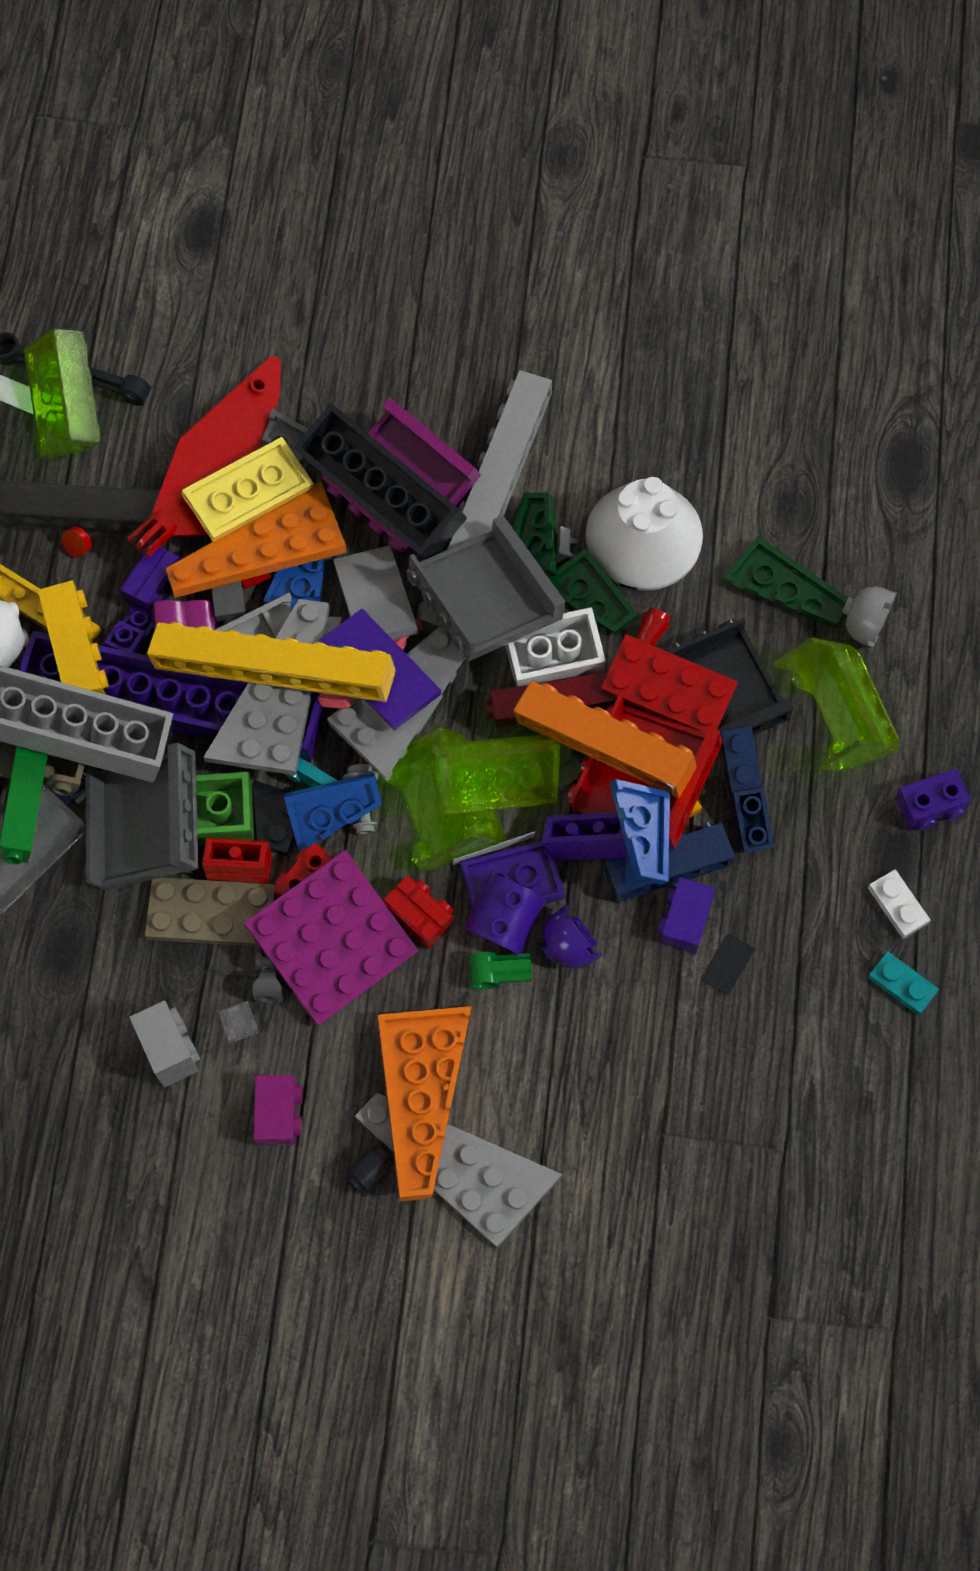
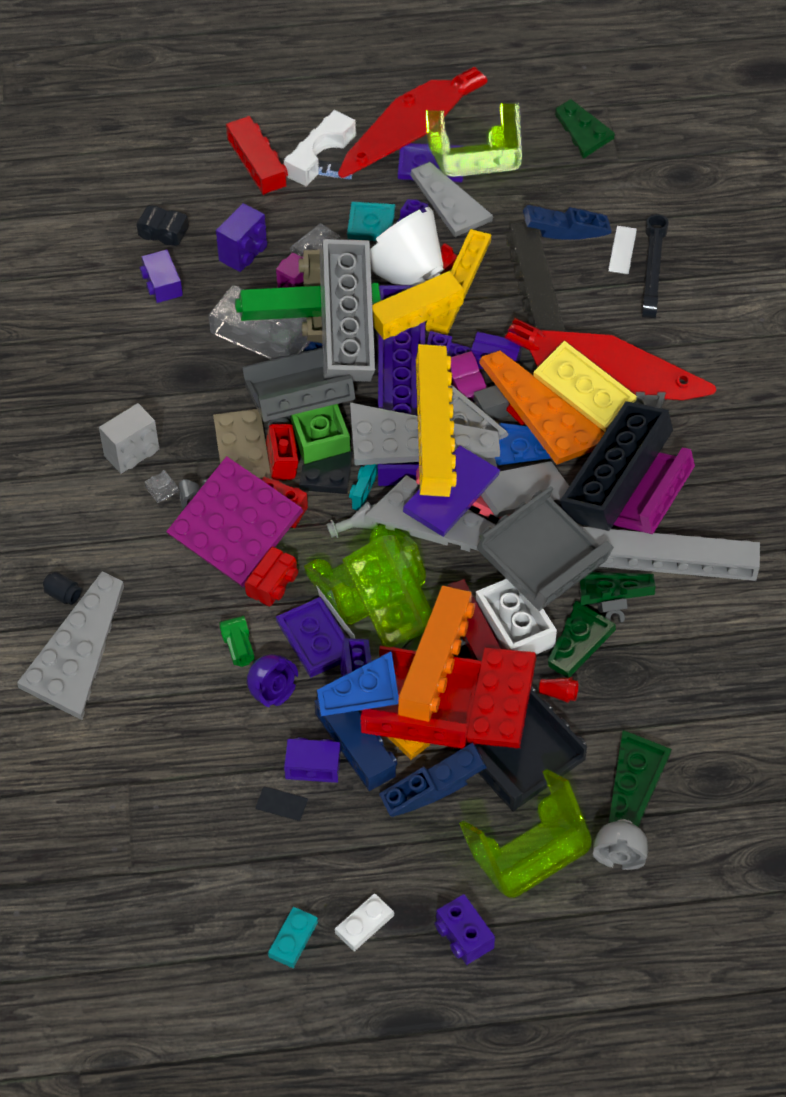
camera: 75 degrees right, 15 degrees down
(61, 393) = (627, 261): clear neon green slope -> none
(76, 541) = (511, 302): red tile -> none
(276, 1110) = (94, 518): magenta brick -> none
(327, 807) = (337, 496): blue wing -> none
(420, 1076) = (138, 602): orange wing -> none
(505, 913) = (280, 631): dark purple brick -> none
(644, 535) = (647, 668): white cone -> none

